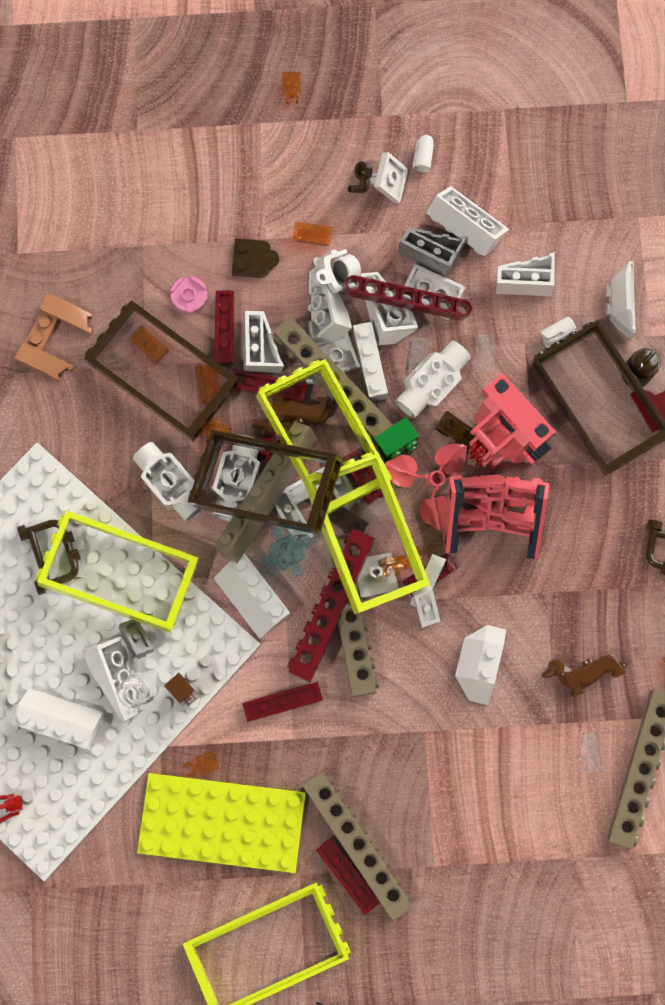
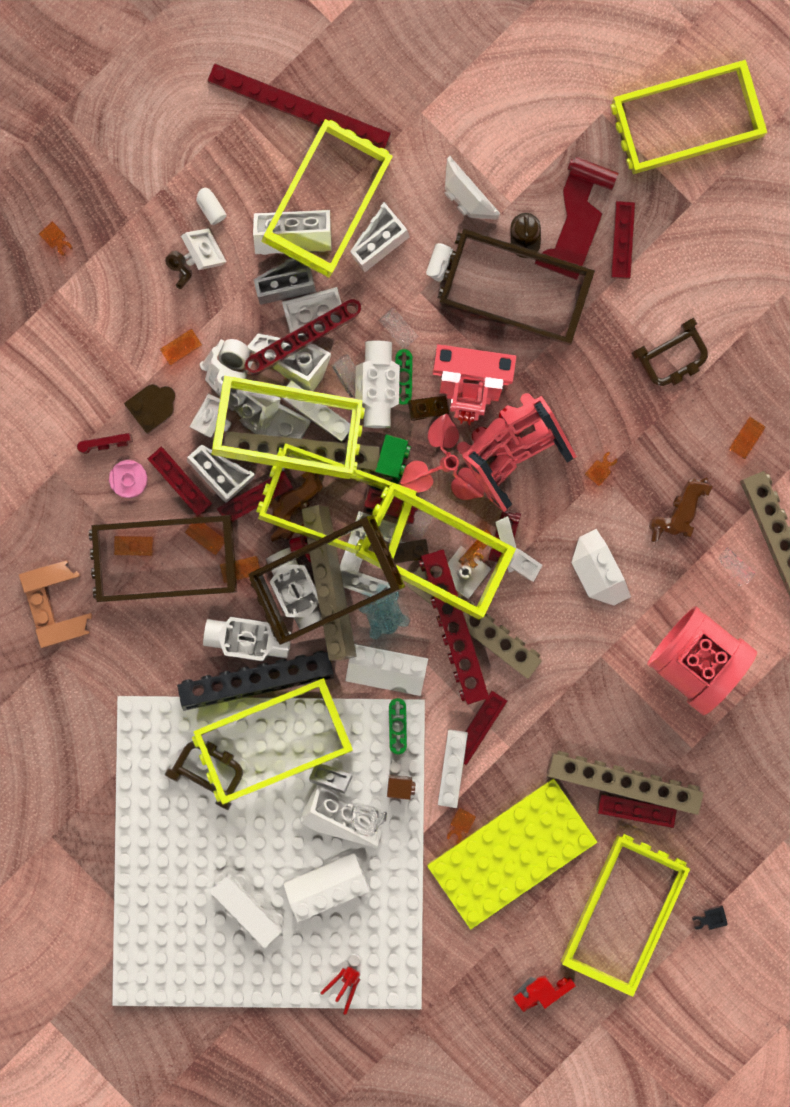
camera: 45 degrees left, 10 degrees up
(135, 518) = (247, 688): none -> black brick
(147, 951) = (541, 991): none -> red plate
(195, 254) = (103, 443): none -> dark red plate
(208, 652) = (404, 731): none -> green beam
(234, 714) = (452, 768): none -> white plate
(289, 299) = (207, 416): none -> white tile
(362, 327) = (295, 394): none -> neon yellow door
(458, 235) = (299, 253): none -> neon yellow door
(470, 386) = (409, 372): none -> green beam
(500, 794) = (702, 660): none -> coral cylinder
(546, 587) = (599, 471): none -> clear orange plate
(550, 140) = (293, 104): none -> dark red plate

